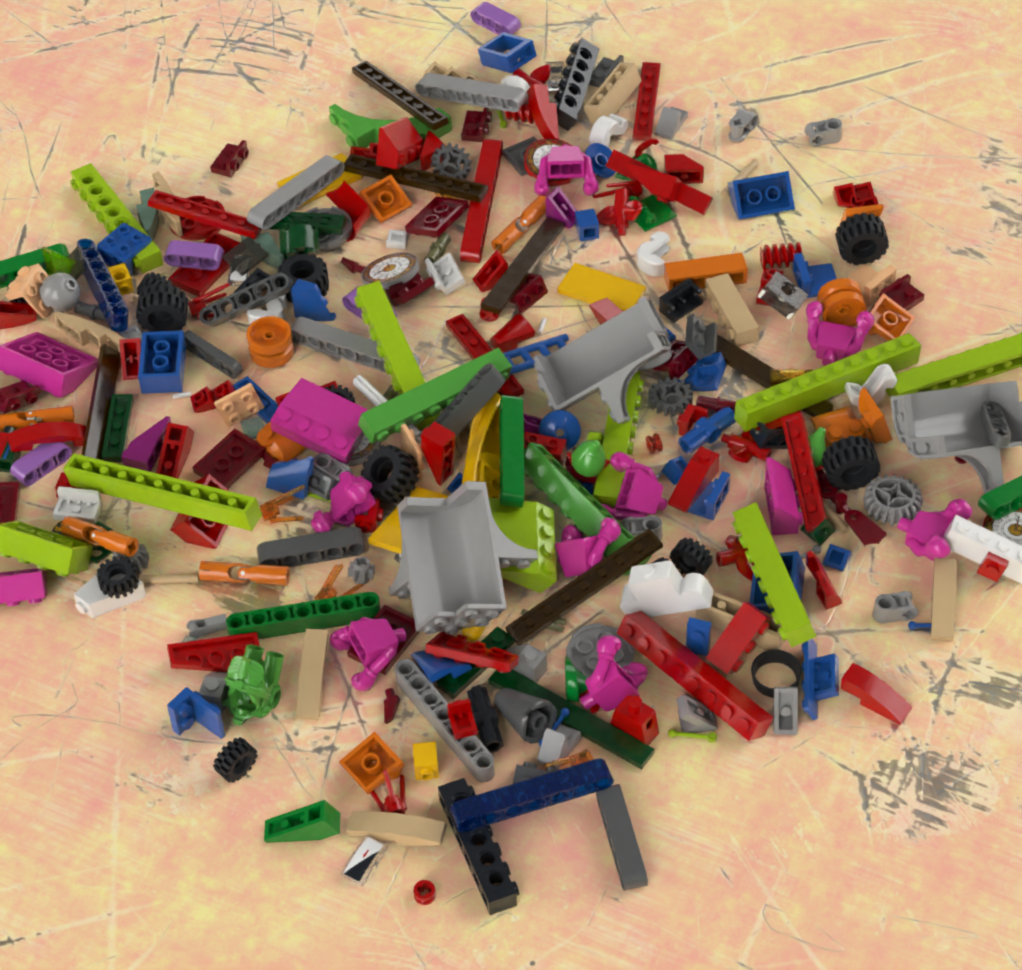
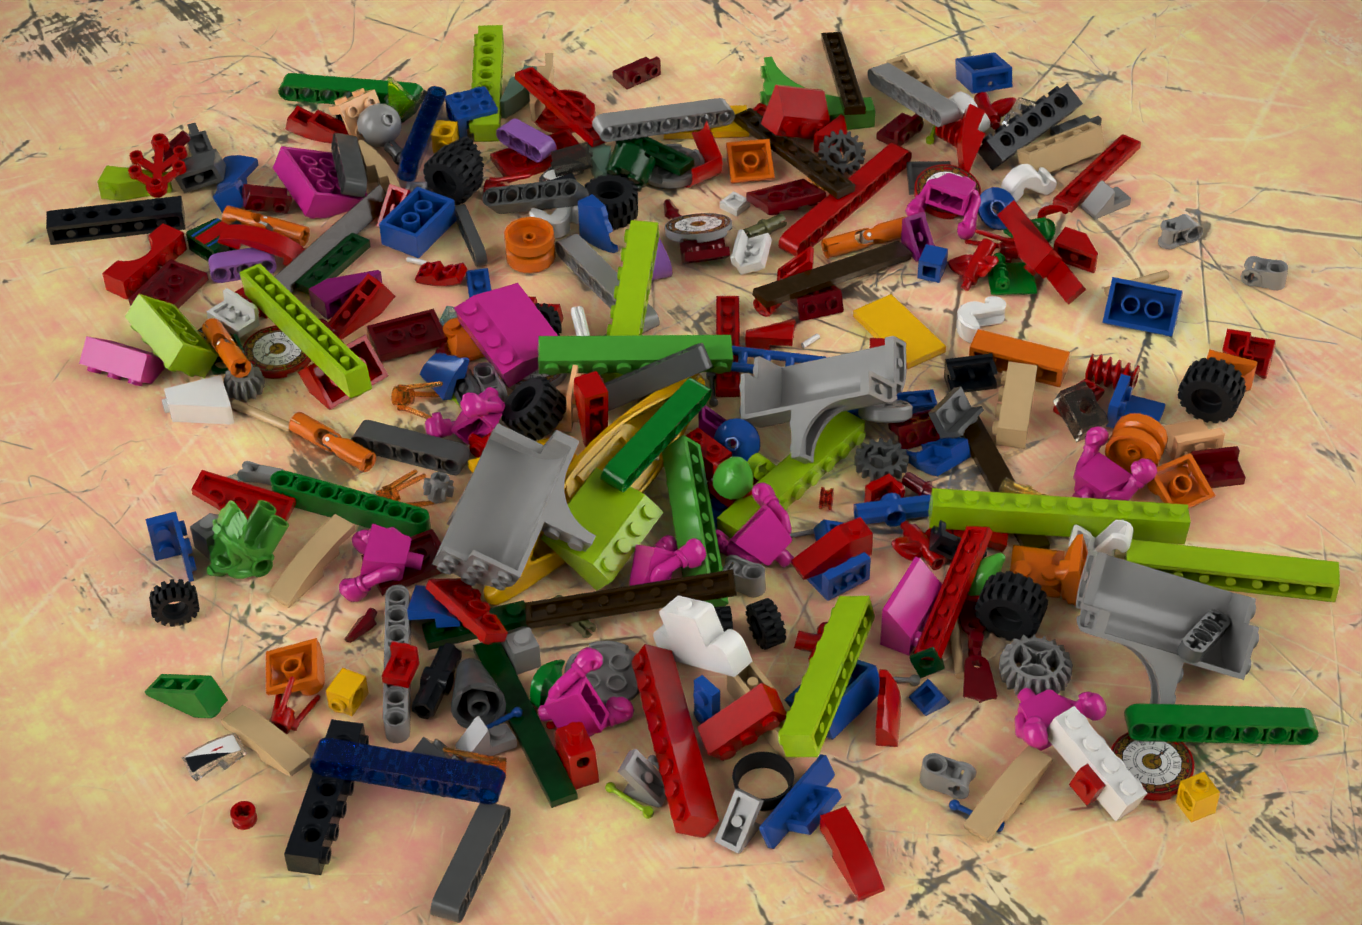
camera: 30 degrees right, 5 degrees down
(62, 337) = (349, 165): none -> dark grey beam
(113, 568) = (207, 380): black tyre -> none
(134, 519) = (274, 353): none -> tile
(239, 405) = (450, 286): light nougat bracket -> none
(495, 19) = (1001, 39): medium lavender beam -> none

